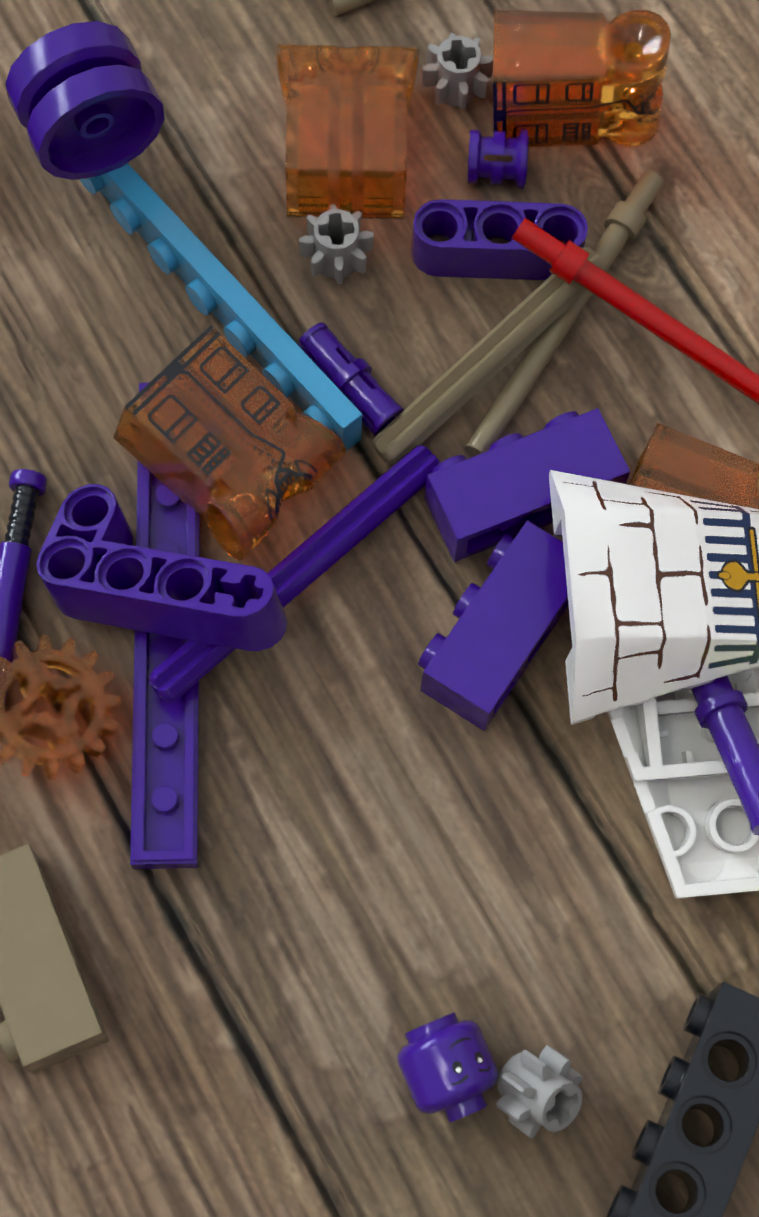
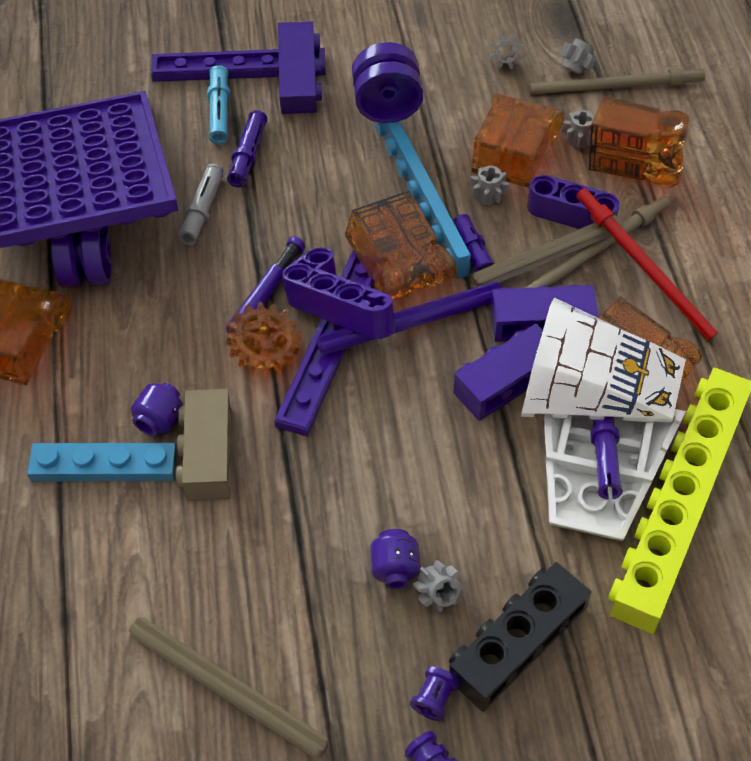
camera: 25 degrees right, 15 degrees down
(498, 170) = (587, 170): dark purple bush -> none

